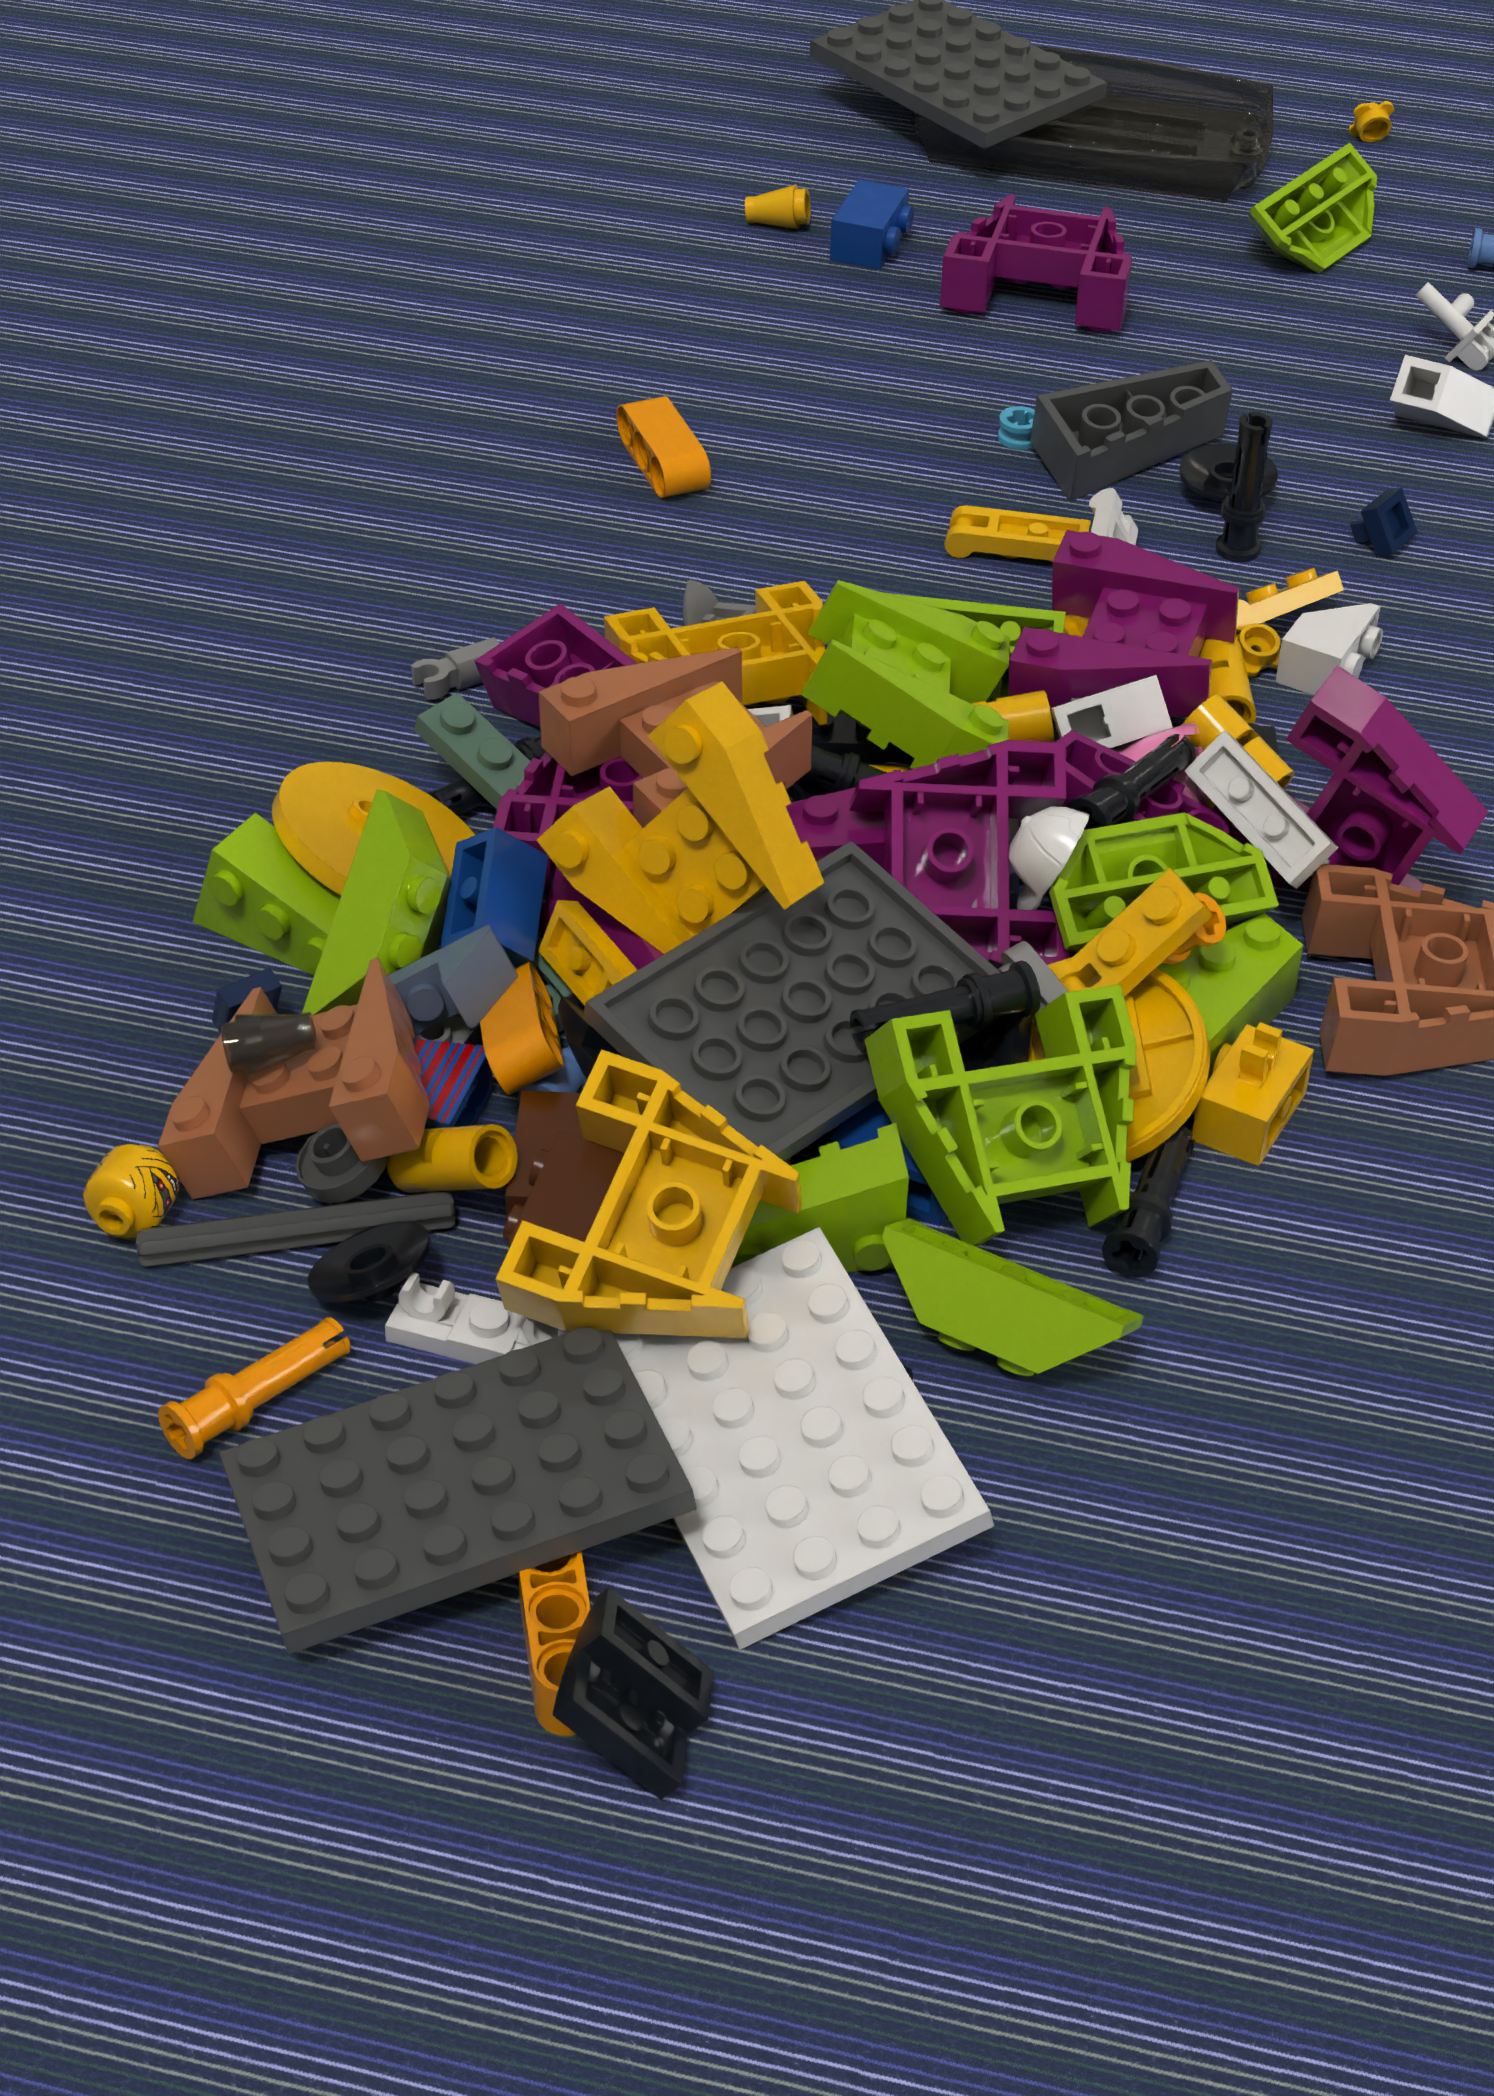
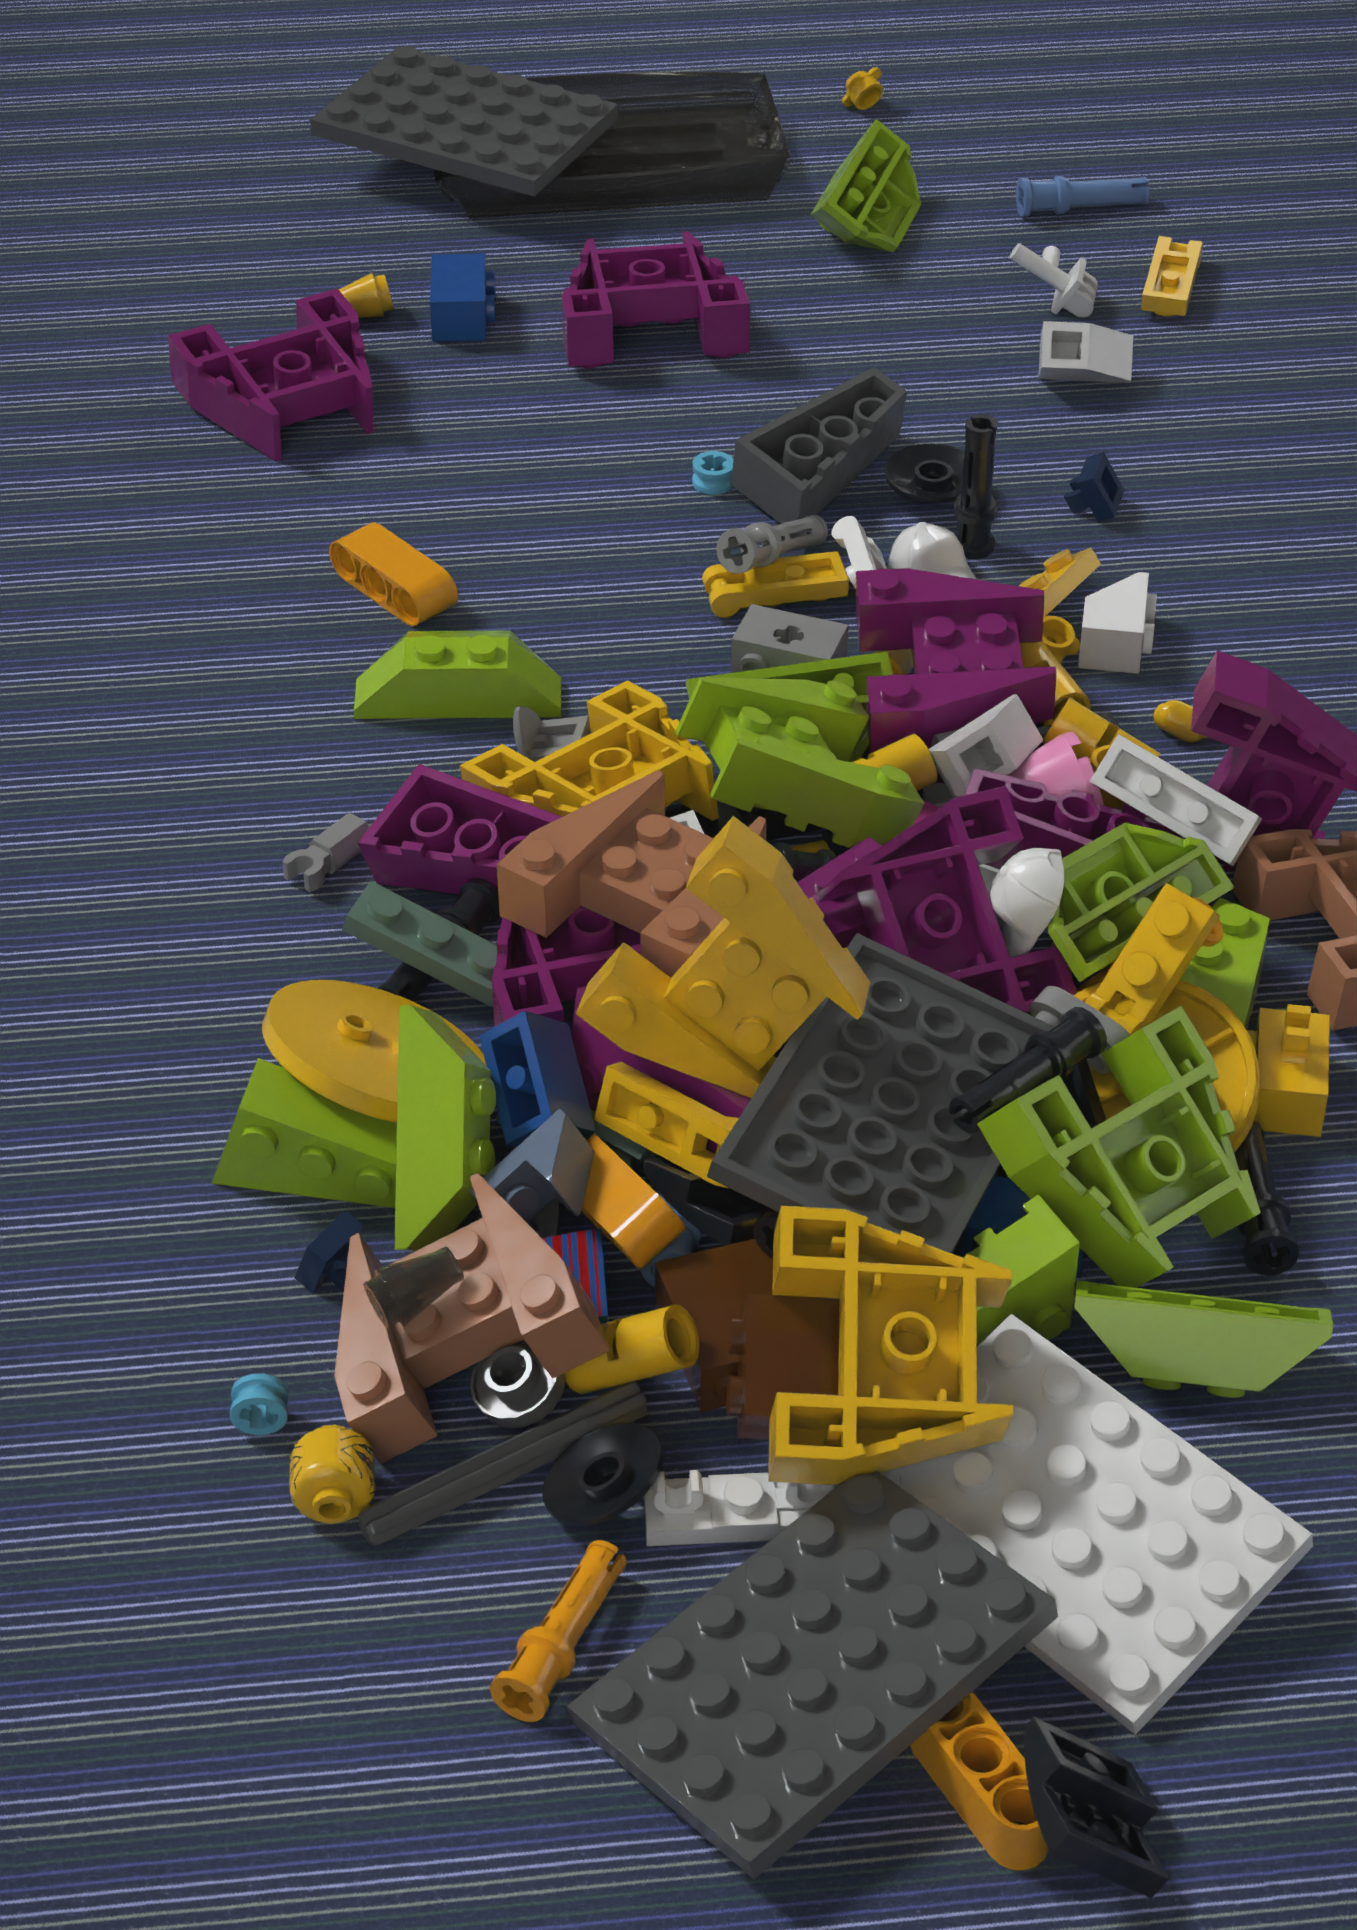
camera: 20 degrees left, 0 degrees up
(108, 1114) = (259, 1404): none -> medium azure bush
(662, 254) = (280, 377): none -> magenta wedge
(668, 547) = (457, 678): none -> lime wedge
(984, 578) = (785, 638): none -> light grey brick
(1069, 496) = (792, 535): none -> light grey pin
(1118, 797) = (1054, 822): black pin -> none
(1186, 541) = (930, 550): none -> white piece

